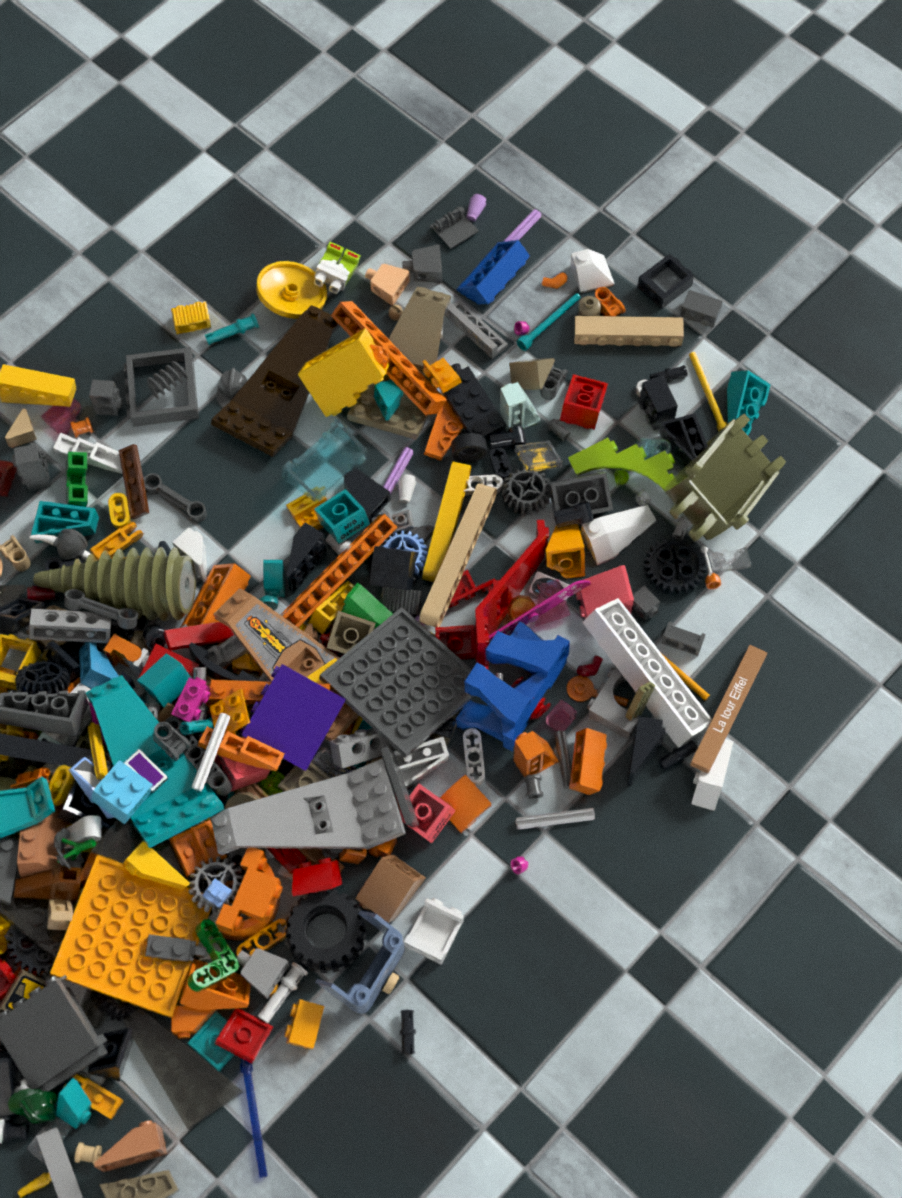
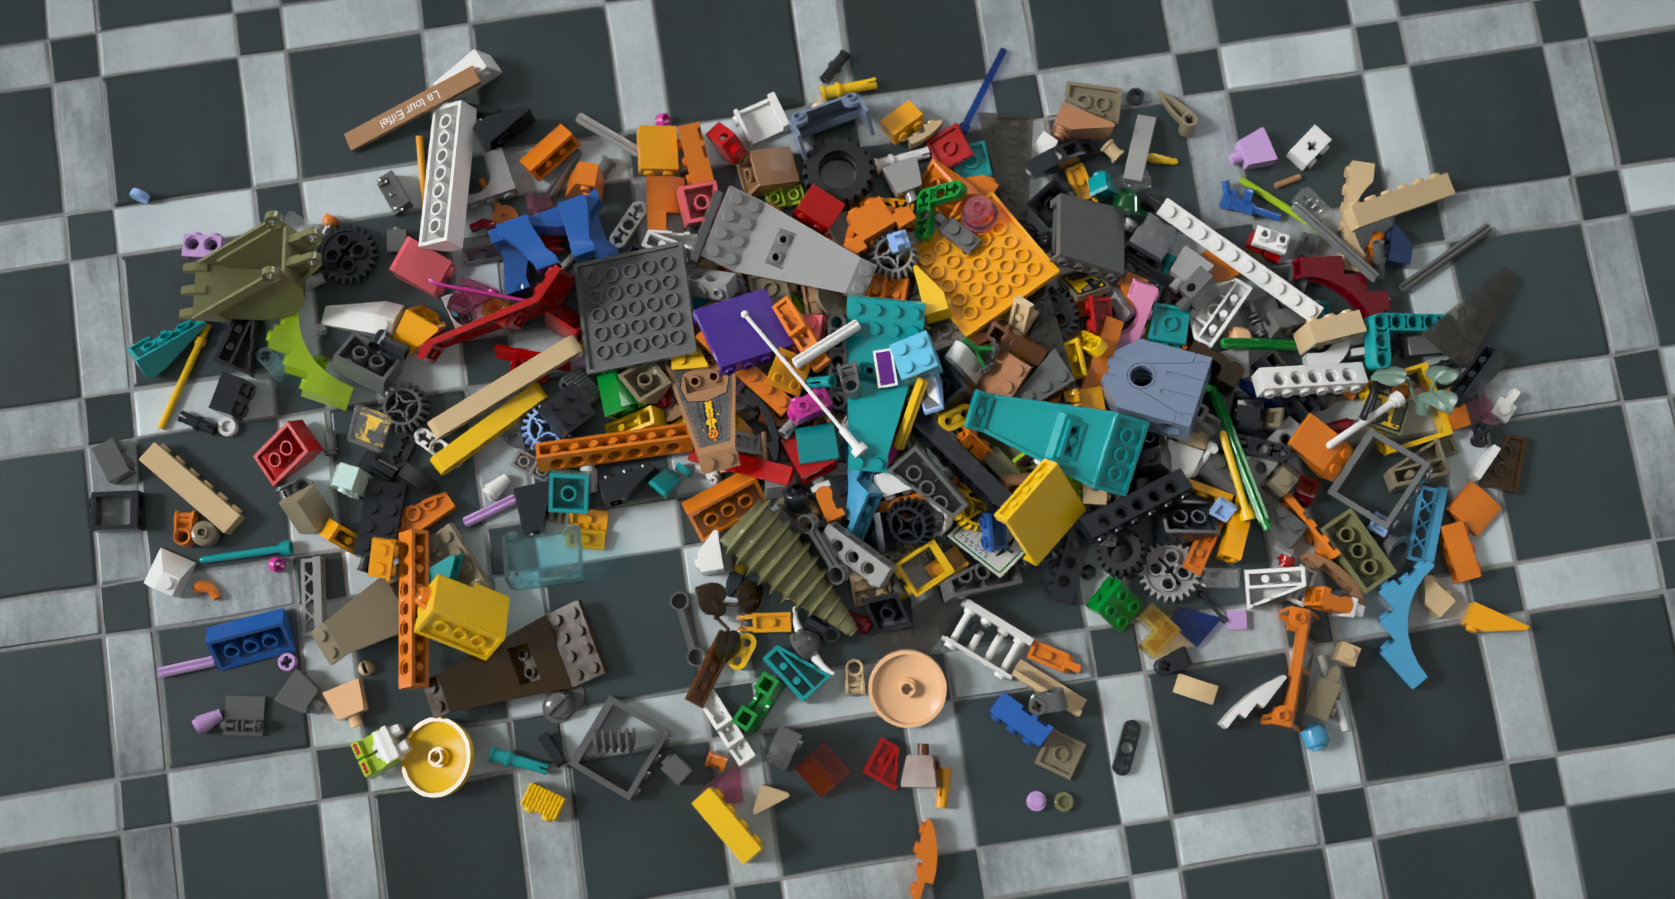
camera: 145 degrees left, 15 degrees up
(119, 686) = (858, 448): none -> white piece
(131, 1103) = (1060, 156): none -> black slope
(158, 1110) = (1044, 143): none -> white slope
(161, 508) = (711, 603): none -> dark brown plant
(164, 980) = (979, 214): none -> clear pink cone
(212, 352) = (552, 749): none -> black beam
(212, 656) = (765, 451): none -> medium nougat piece
(275, 1039) = (930, 129): none -> tan slope
(357, 879) = (786, 197): none -> lime slope
(386, 1013) = (839, 89): none -> yellow pin
(433, 878) = (730, 148): none -> red torso
(448, 772) = (657, 220): none -> orange panel
(452, 273) = (293, 664): none -> lavender bush
(462, 852) = (695, 154): none -> orange wedge
(492, 374) = (339, 535): none -> light orange slope
(499, 832) = (657, 150): none -> light orange brick
(581, 648) = (480, 250): none -> dark grey panel
(640, 700) = (474, 155): olive tile -> none
(783, 487) = (204, 247): none -> lavender brick
(872, 490) = (139, 195): none -> light blue tile

